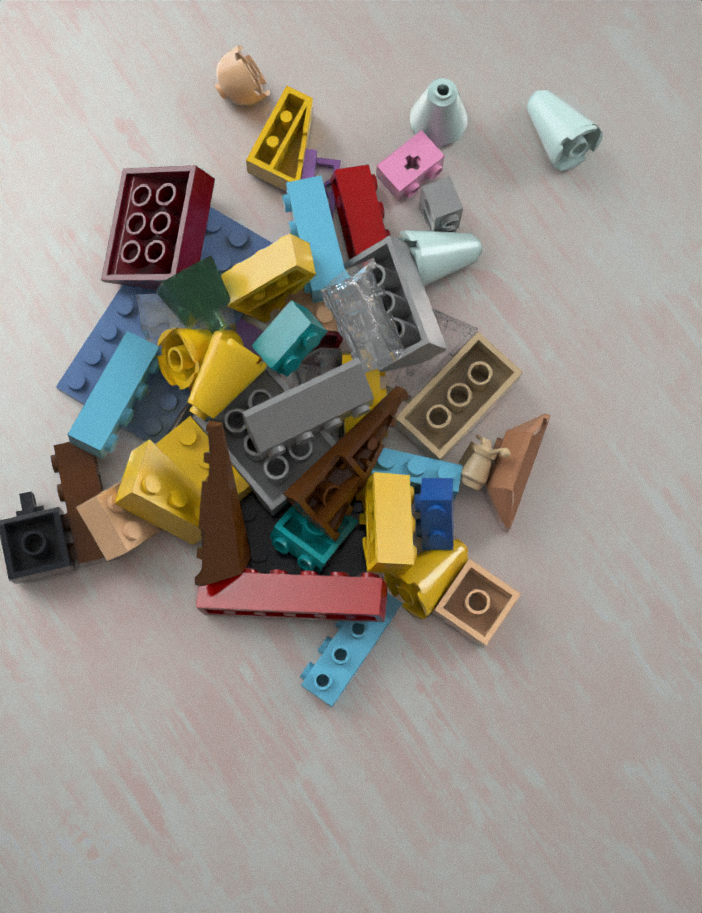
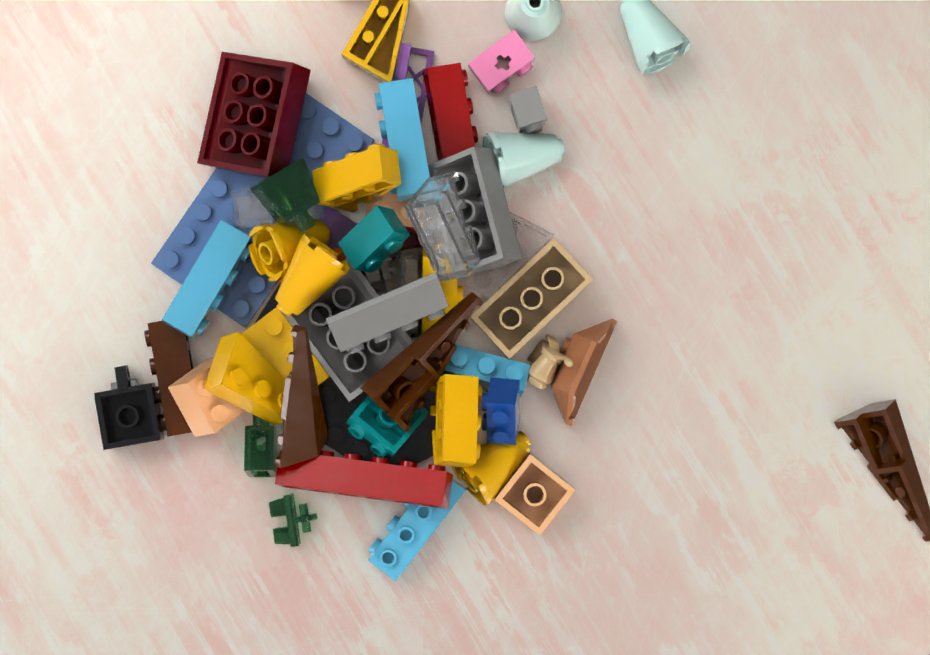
camera: 10 degrees right, 10 degrees up
(178, 573) = (260, 459): none -> clear green torso
(210, 635) = (290, 533): none -> clear green hips

